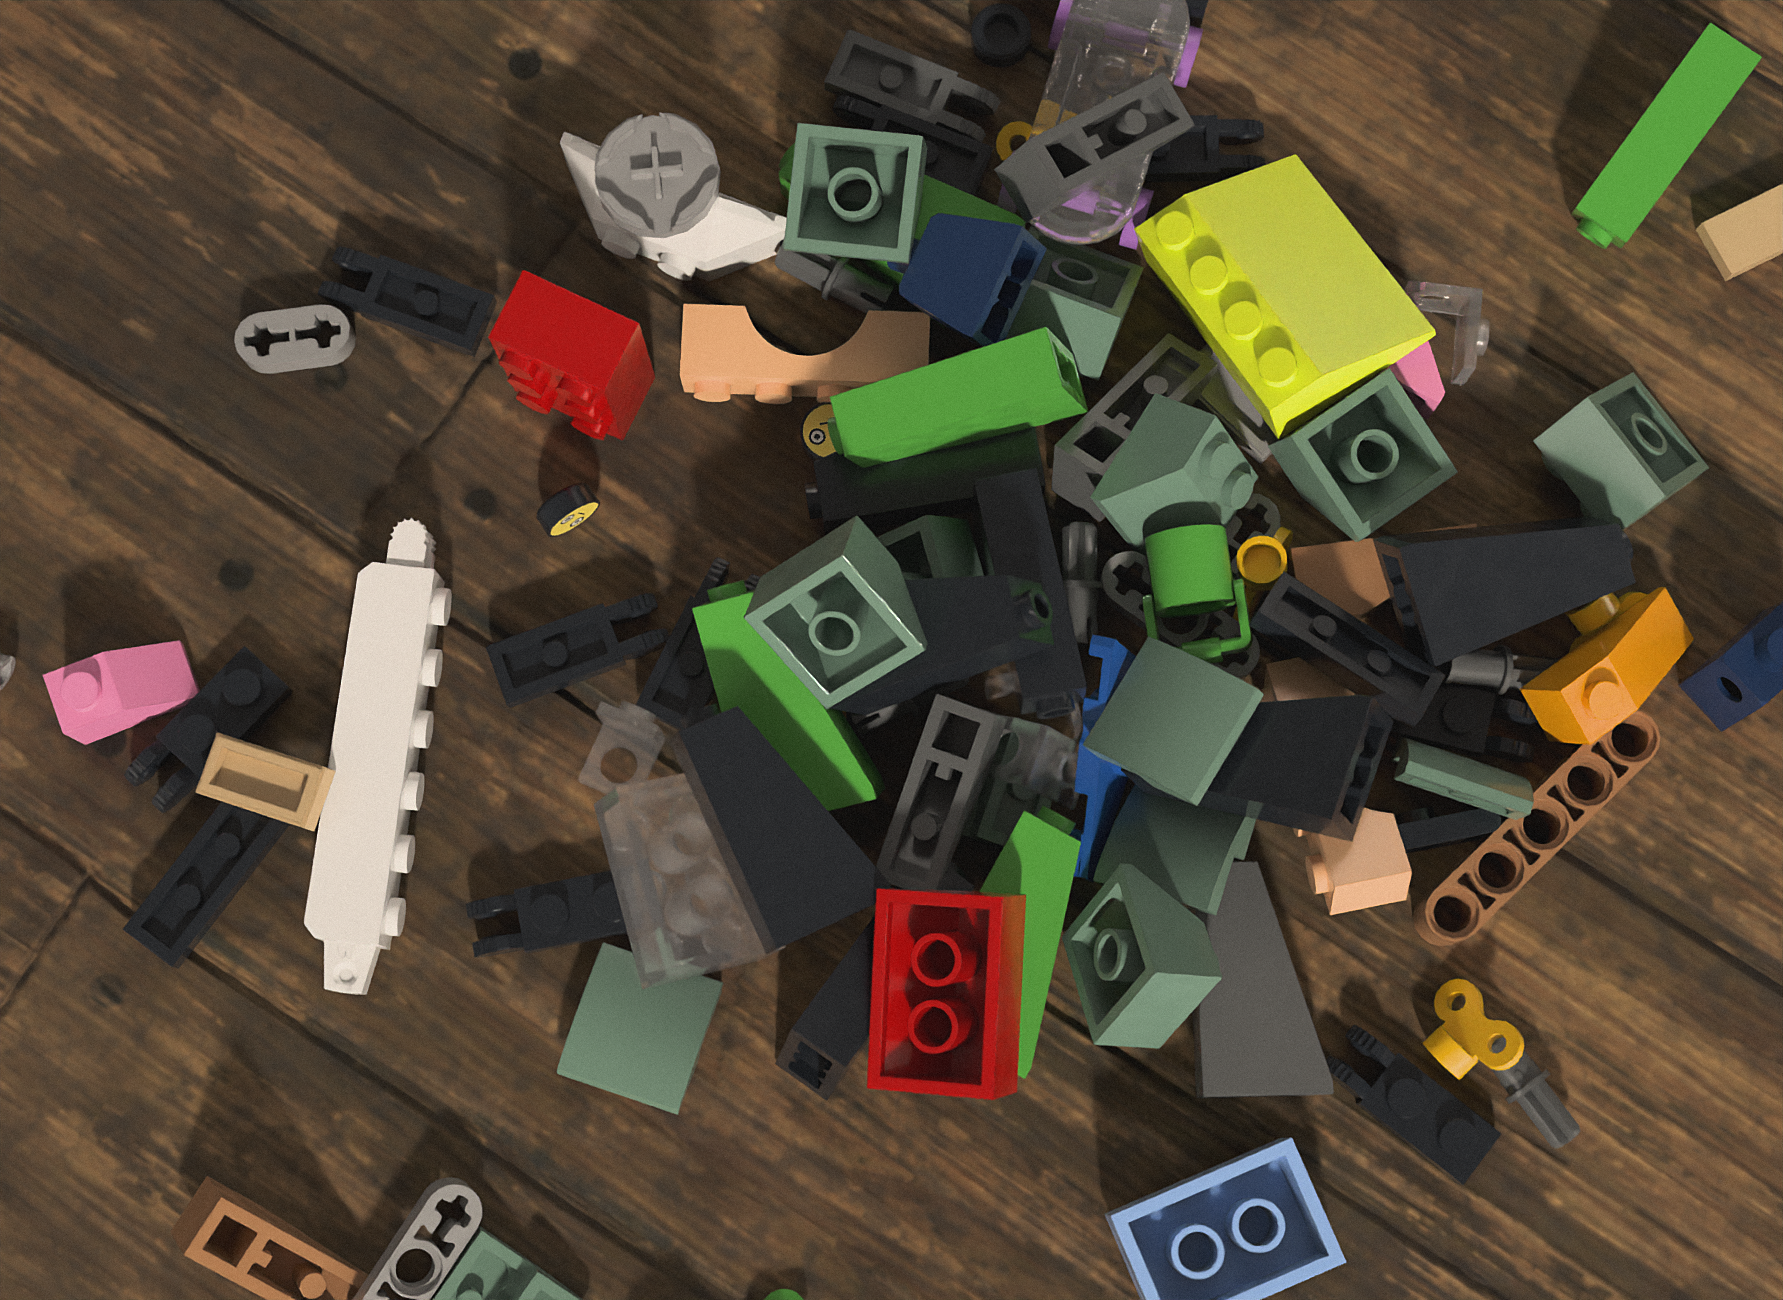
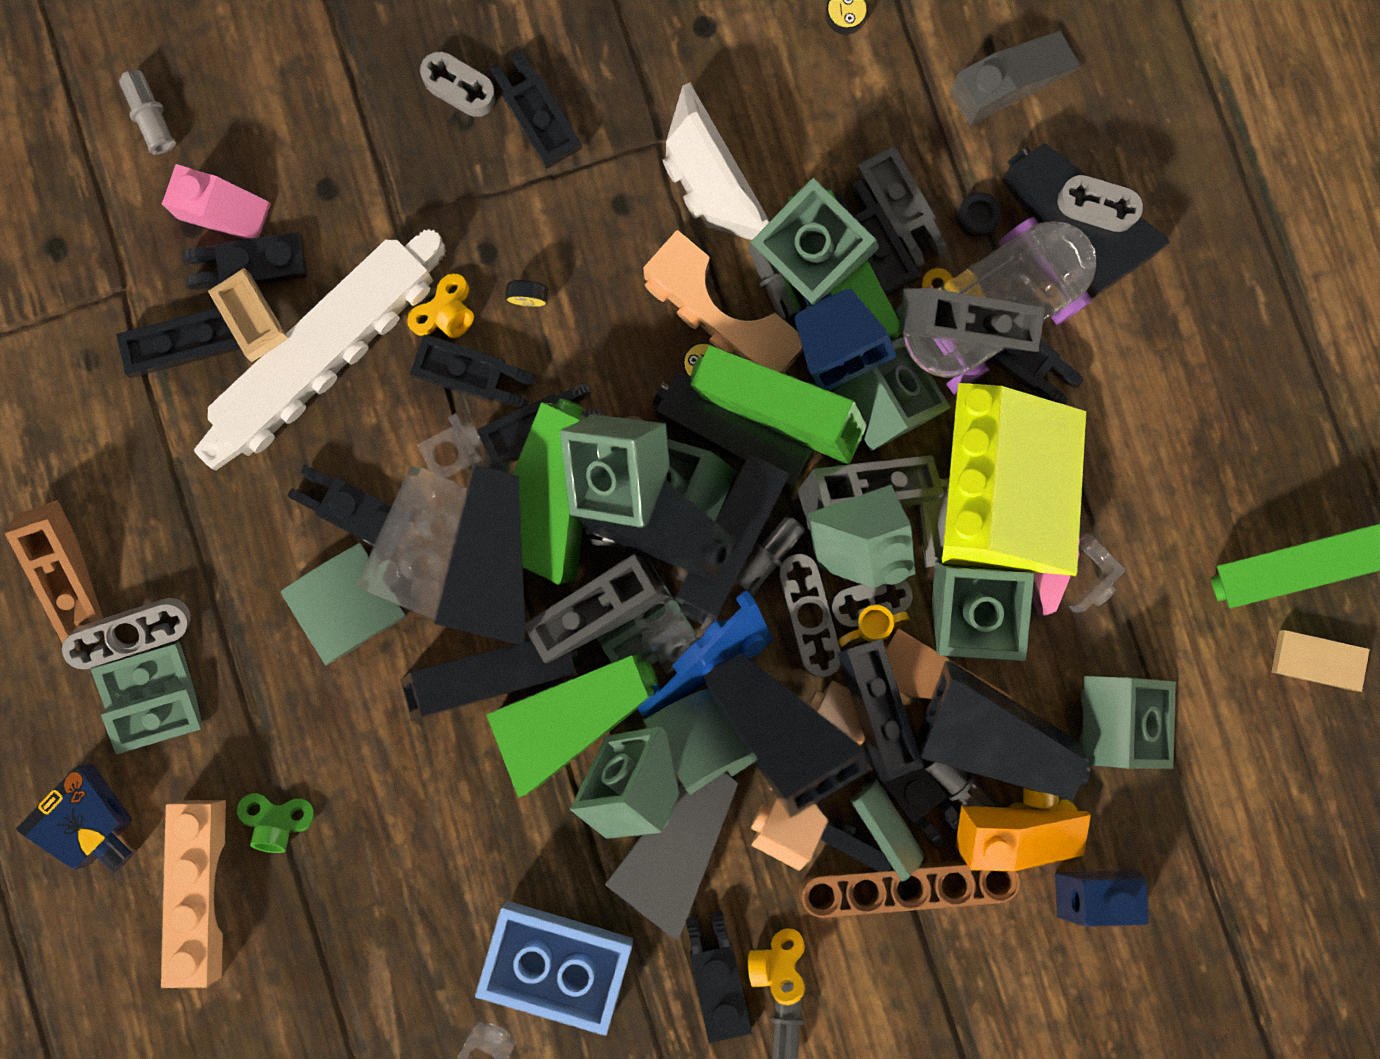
camera: 35 degrees right, 5 degrees up
(485, 603) = (444, 310): none -> yellow piece
(572, 357) = (588, 211): red brick -> none
(657, 175) = (713, 146): light grey tile -> none
(946, 992) = (508, 720): red slope -> none
(1173, 720) = (749, 673): sand green slope -> none
(1193, 578) = (831, 600): bright green piece -> none

